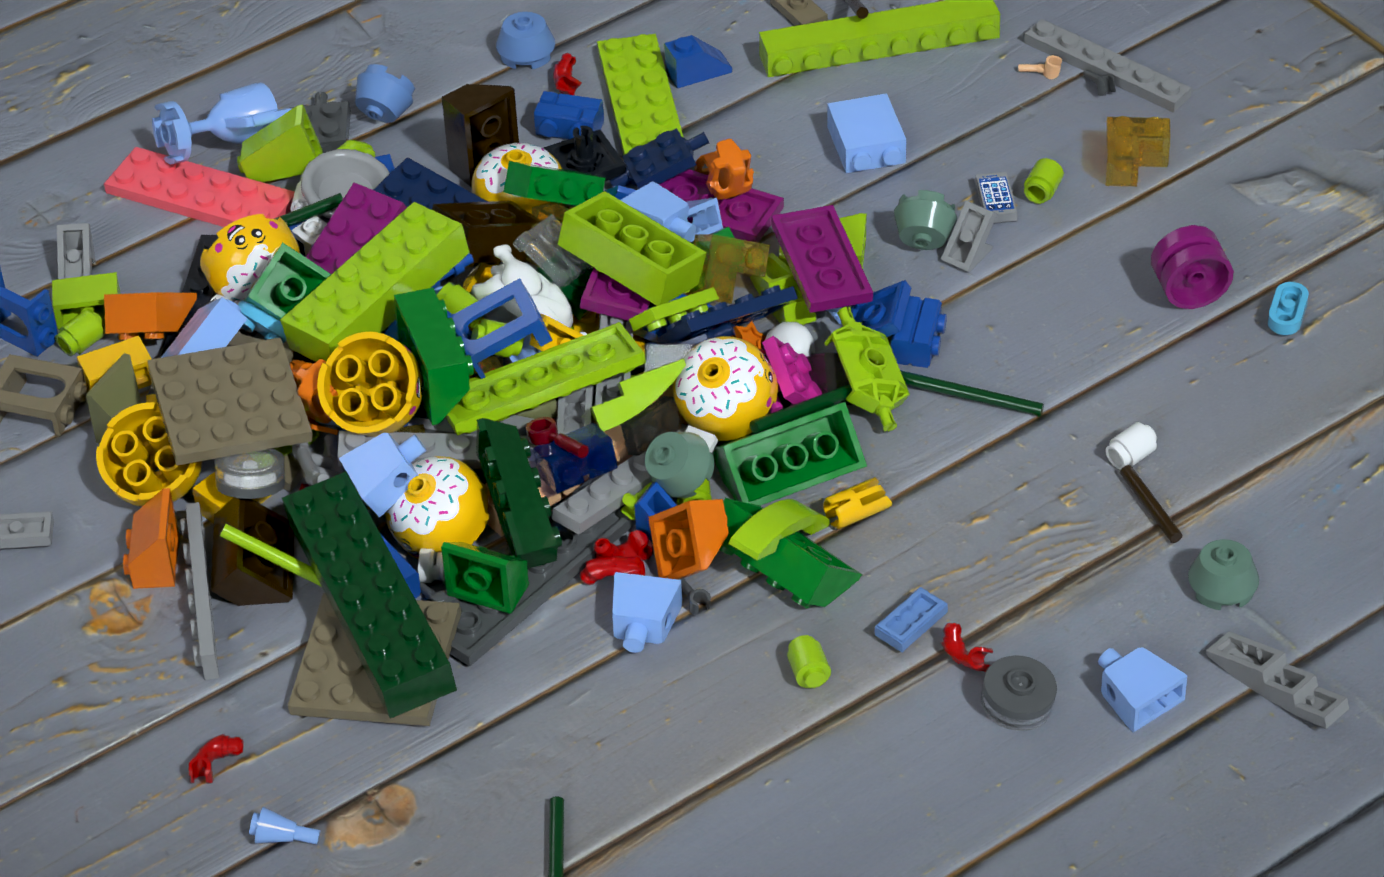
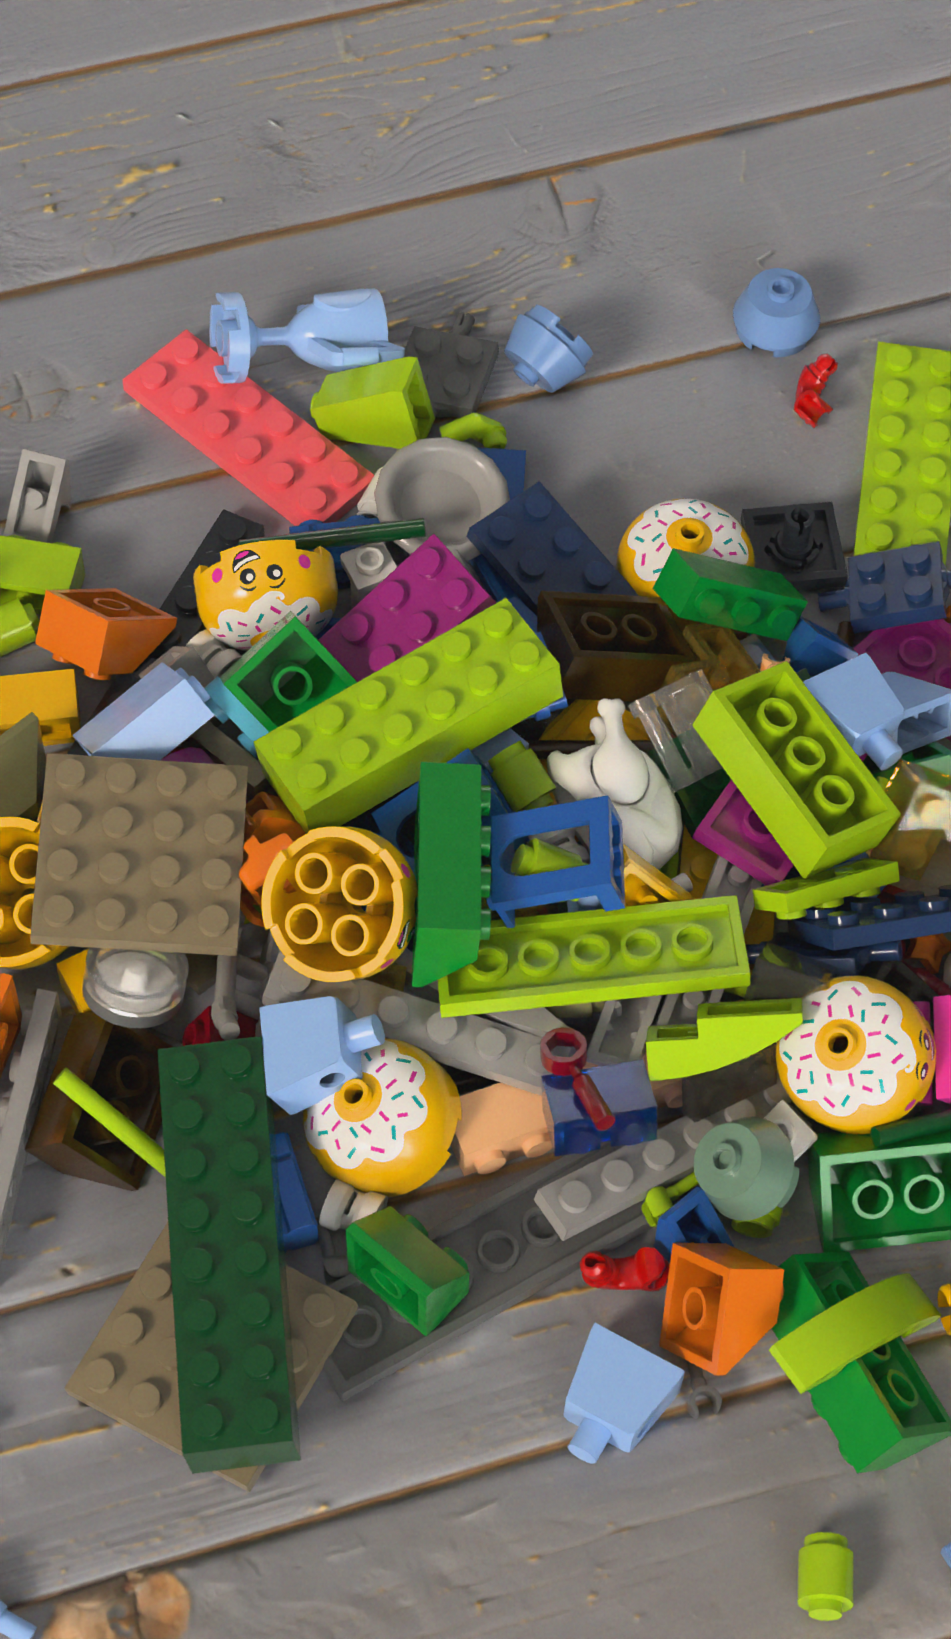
camera: 15 degrees right, 15 degrees up
(476, 123) = (655, 458): dark brown slope -> none
(516, 493) = (493, 1151): dark green wedge -> none
(561, 113) = (794, 464): blue brick -> none
(608, 565) = (614, 1307): red piece -> none

